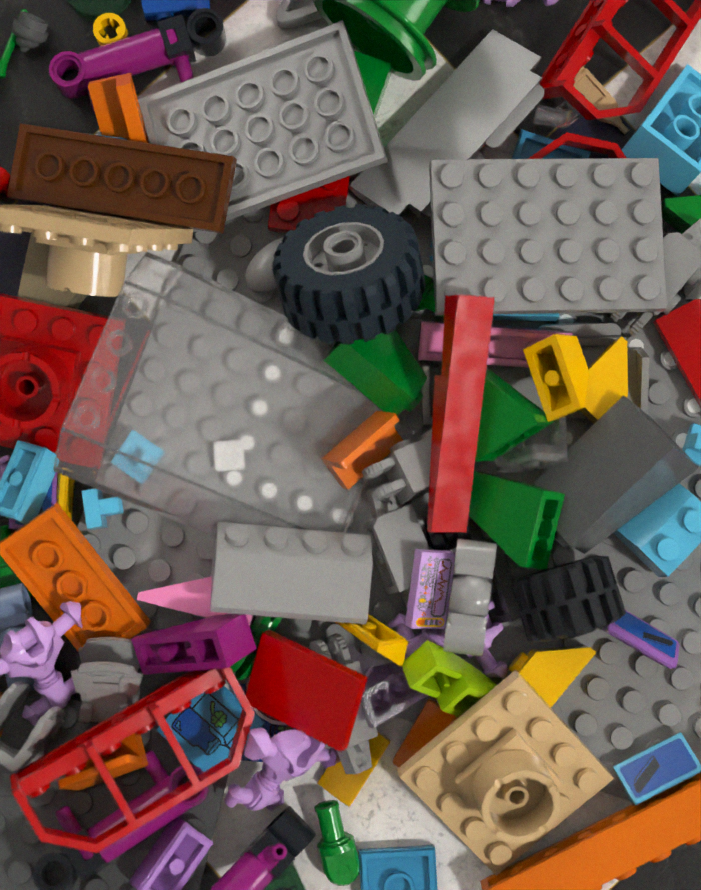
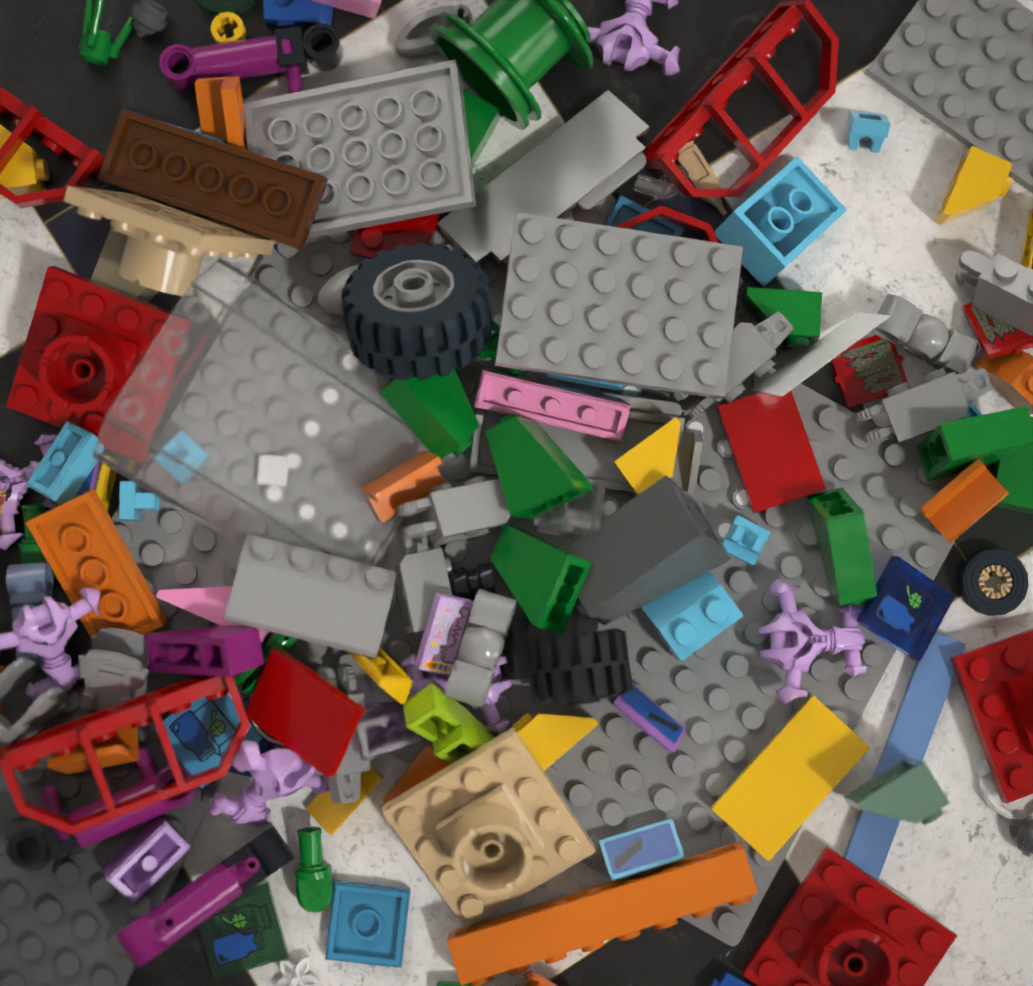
camera: 10 degrees right, 0 degrees up
(458, 410) = (499, 464): slope -> none
(558, 374) = (606, 443): yellow slope -> none

